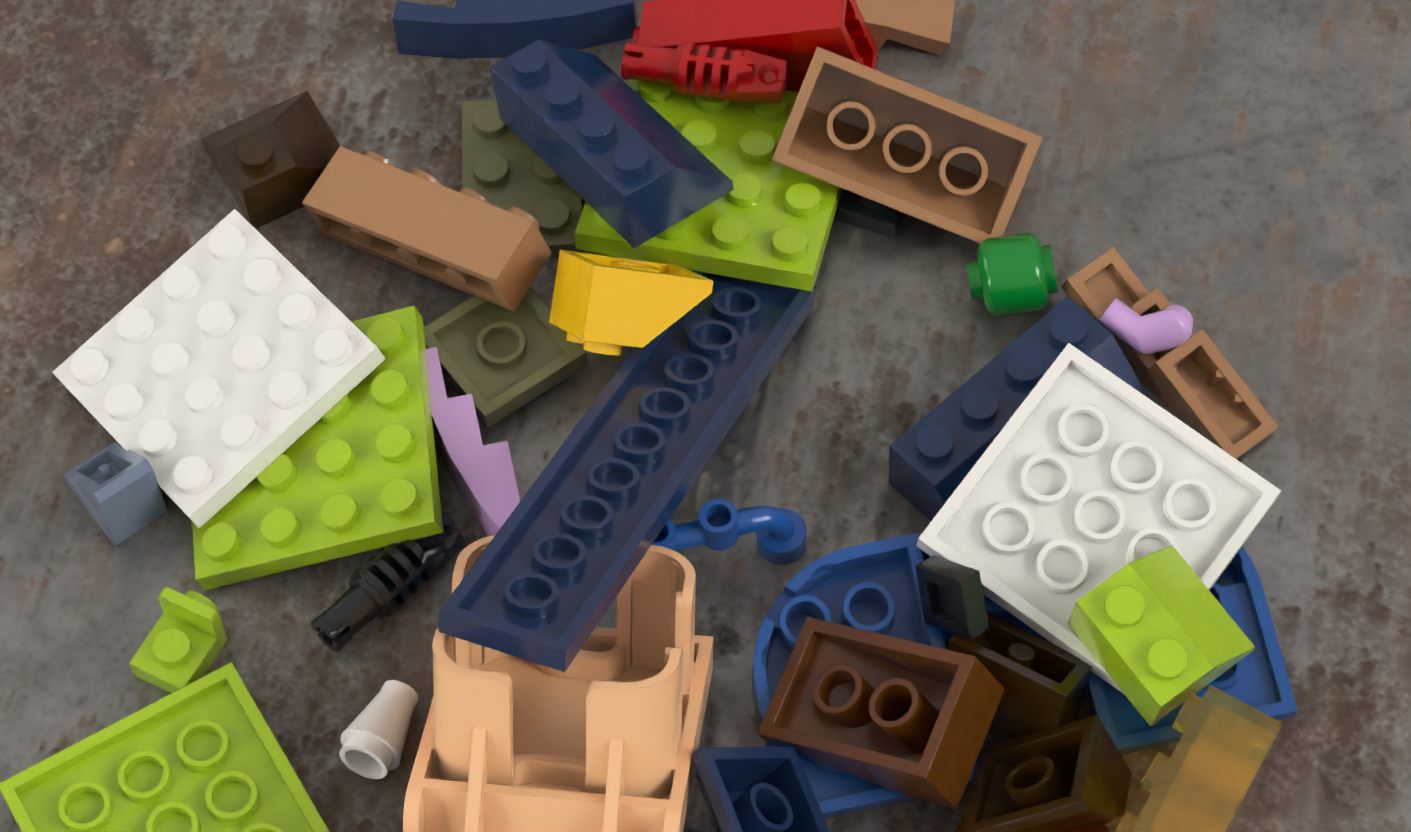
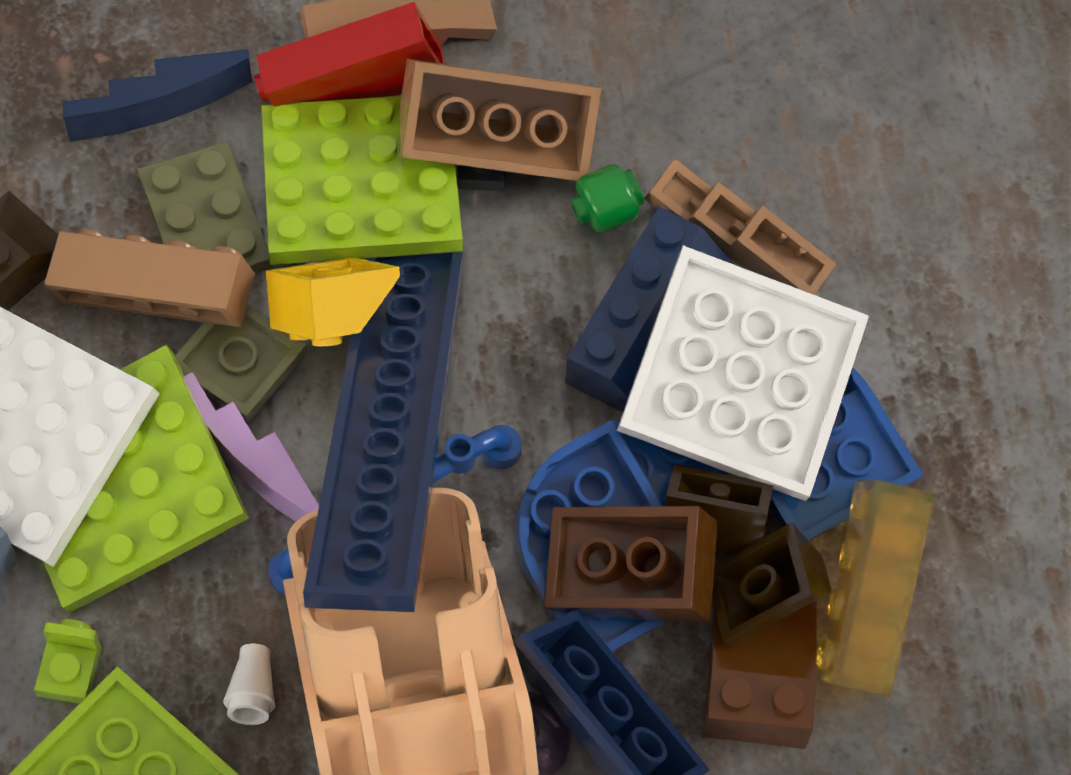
camera: 25 degrees left, 5 degrees up
(386, 583) = (212, 571): black hinge -> none
(604, 140) = (268, 174): dark blue slope -> none
(708, 71) = (327, 98): red hinge -> none
(952, 597) = (659, 463): black plate -> none
(1148, 332) = (725, 218): lavender arm -> none
(1158, 632) = (819, 450): lime slope -> none

